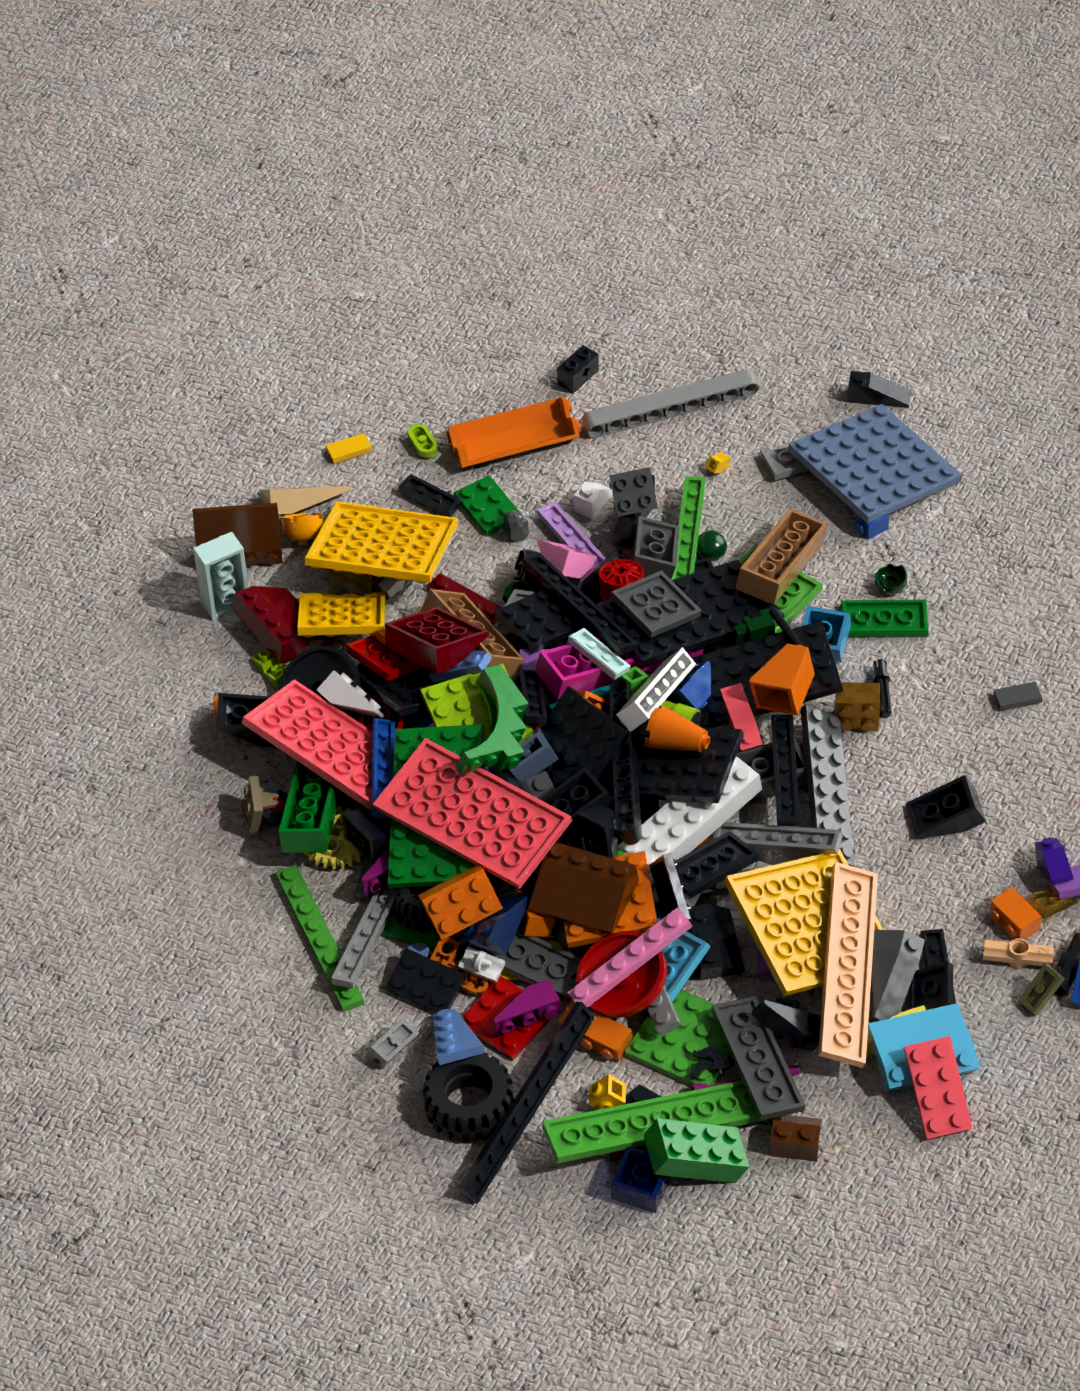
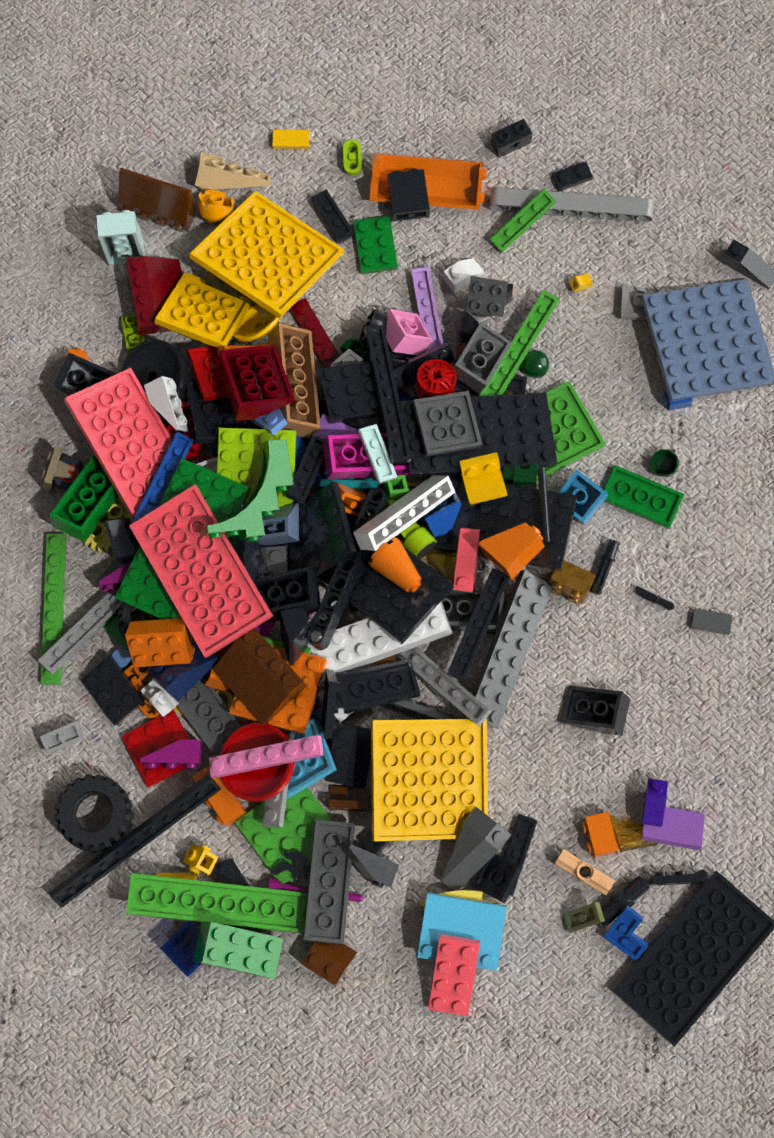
camera: 25 degrees right, 25 degrees up
(405, 601) = (255, 324): none -> yellow dish
(454, 1037) = (101, 764): medium blue wing -> none
(501, 448) = (408, 194): none -> black panel
(515, 526) = (386, 278): dark grey rock -> none
(629, 430) = (523, 220): none -> bright green tile
(657, 381) = (572, 176): none -> black plate
(715, 640) = (483, 478): none -> yellow bracket
(736, 986) = (349, 799): none -> reddish brown panel
(781, 556) = (580, 409): medium nougat brick -> none
(848, 965) = (438, 832): light nougat plate -> none
(939, 697) = (654, 598): none -> black piece

